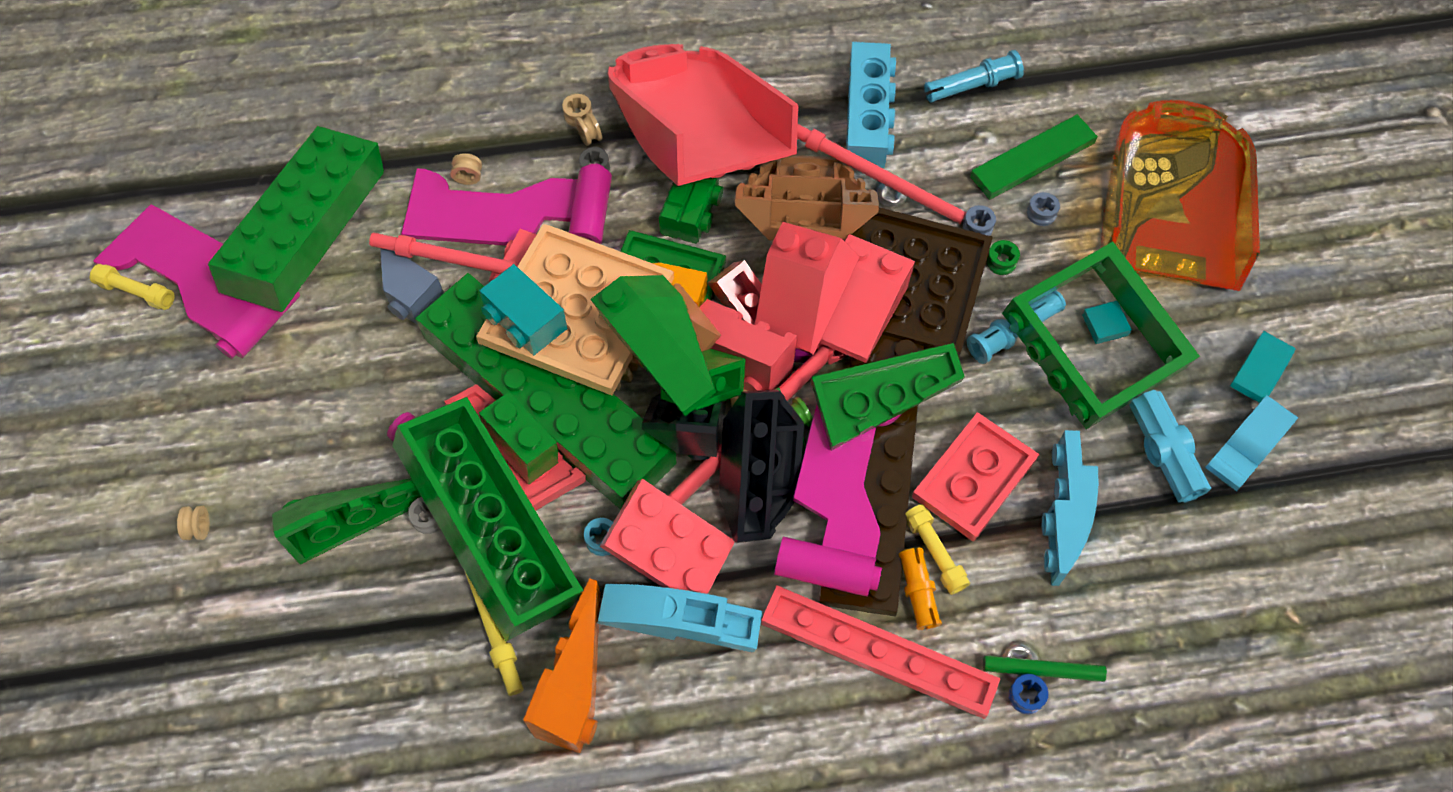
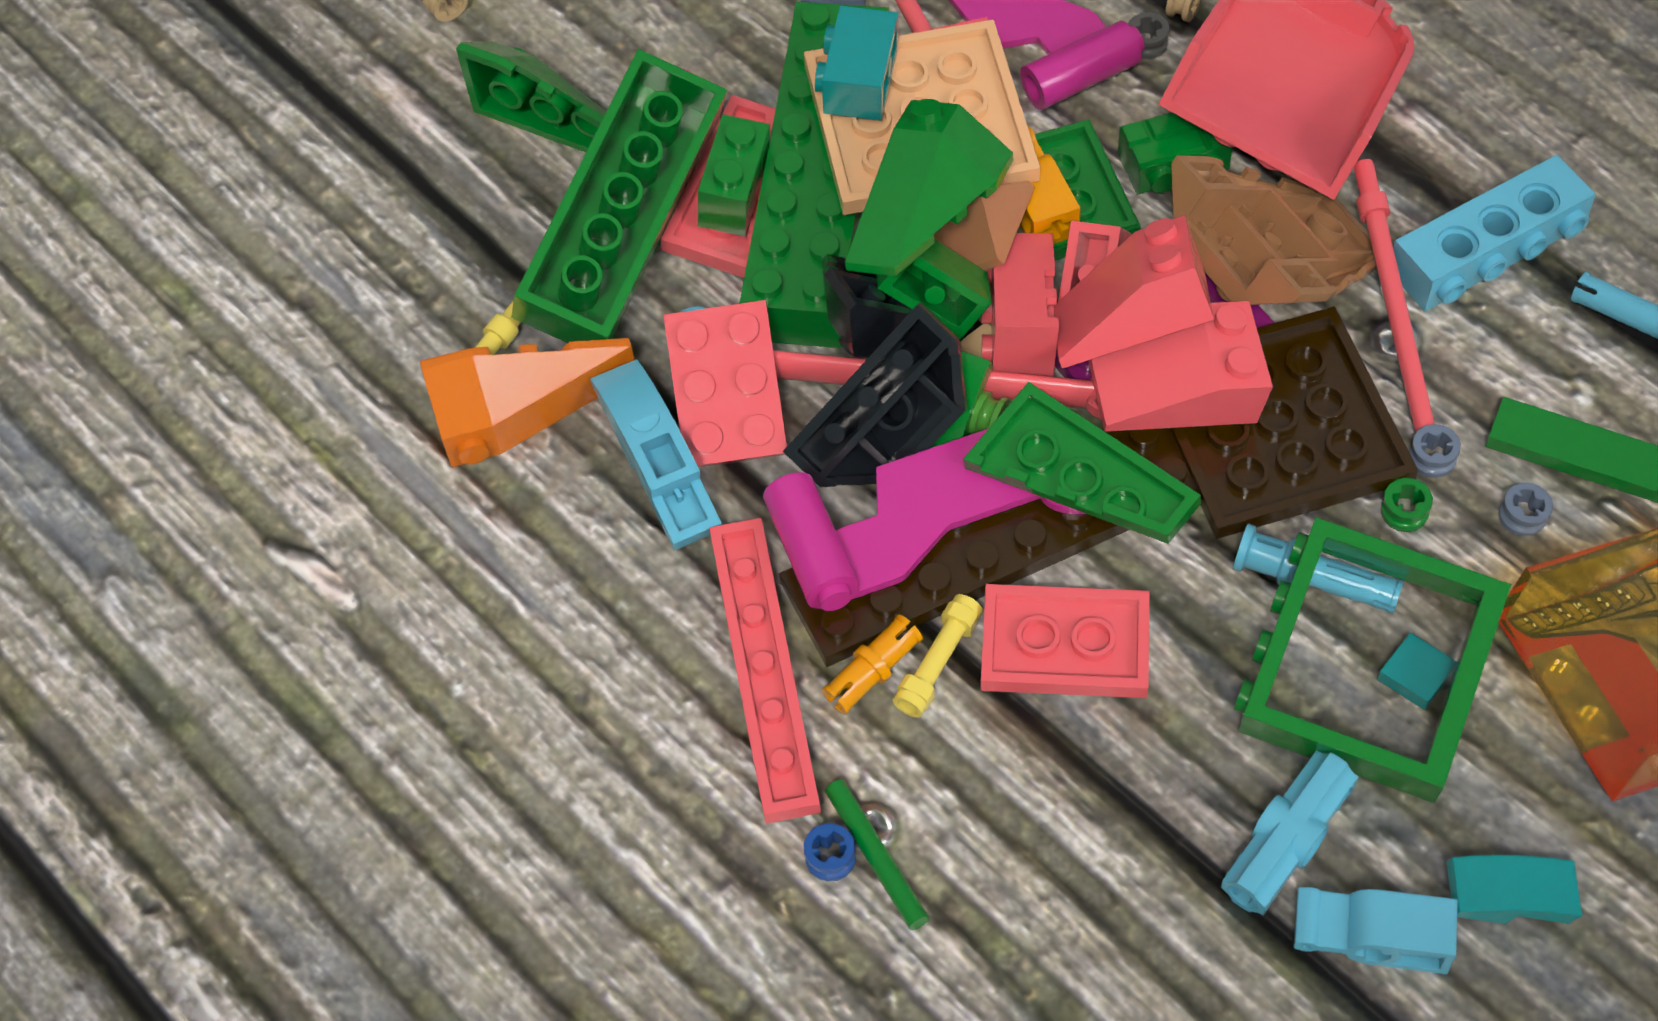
camera: 60 degrees right, 5 degrees down
(1074, 509) = (1086, 775): medium azure slope -> none

